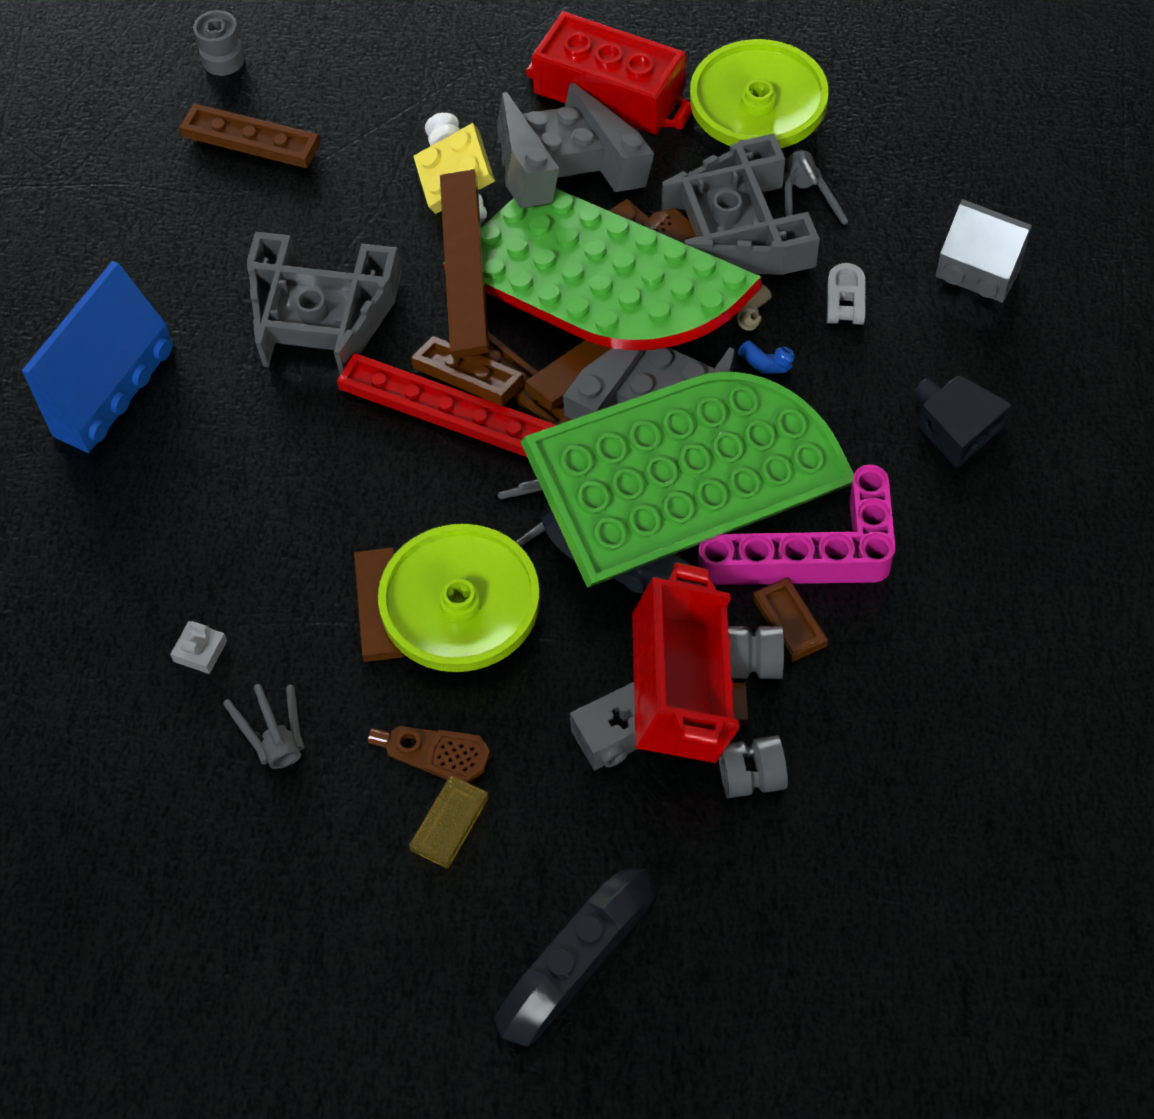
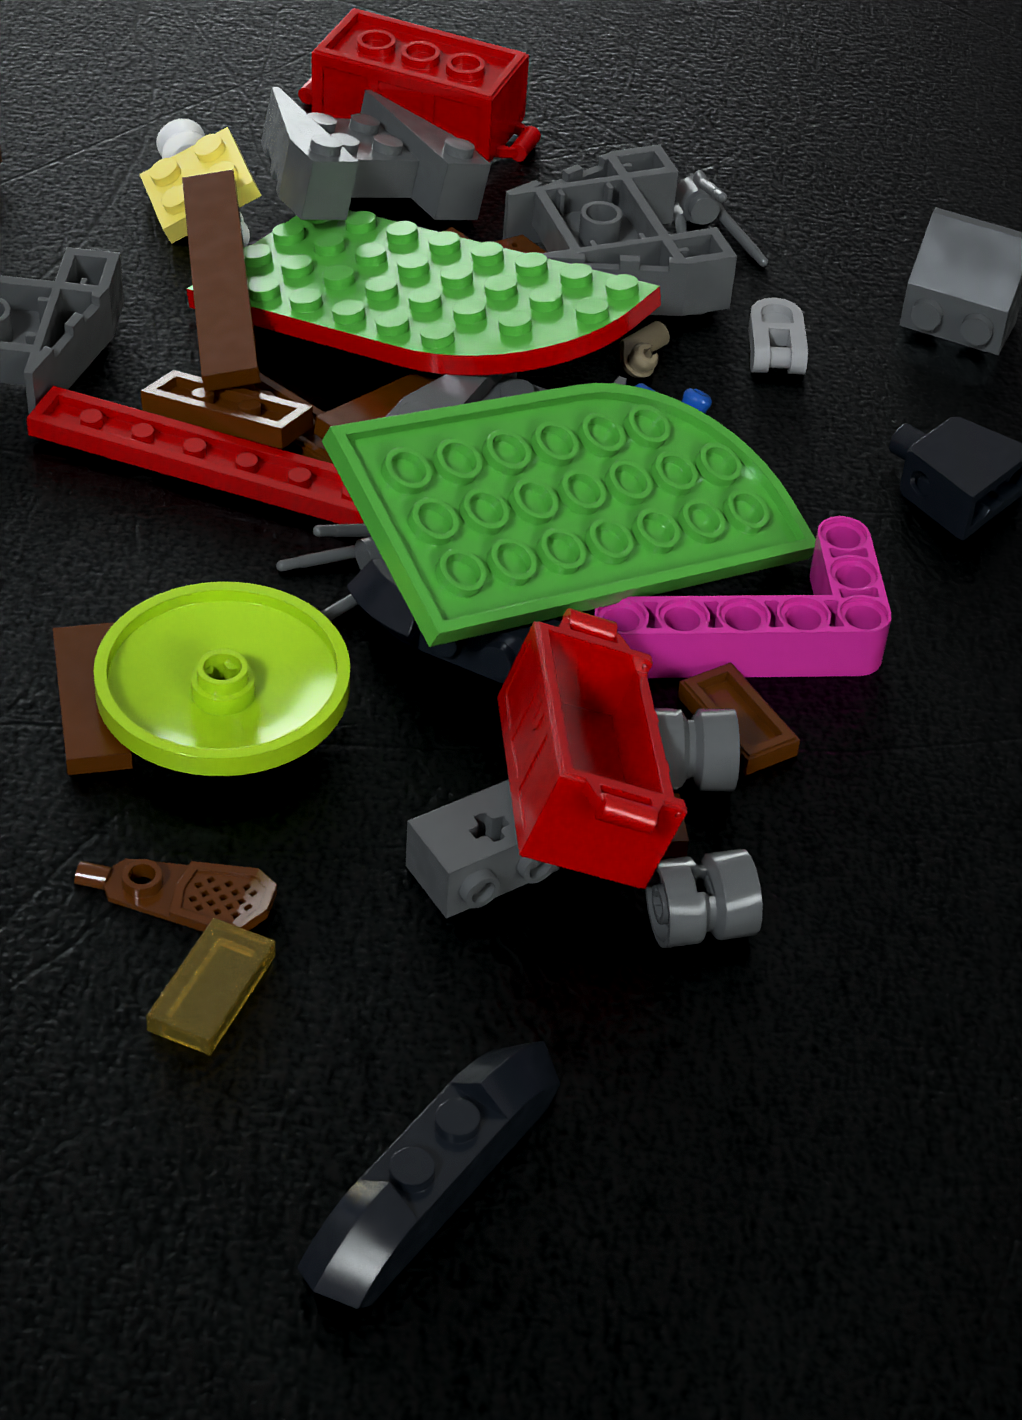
camera: 10 degrees left, 15 degrees down
(759, 91) = (627, 105): lime dish -> none

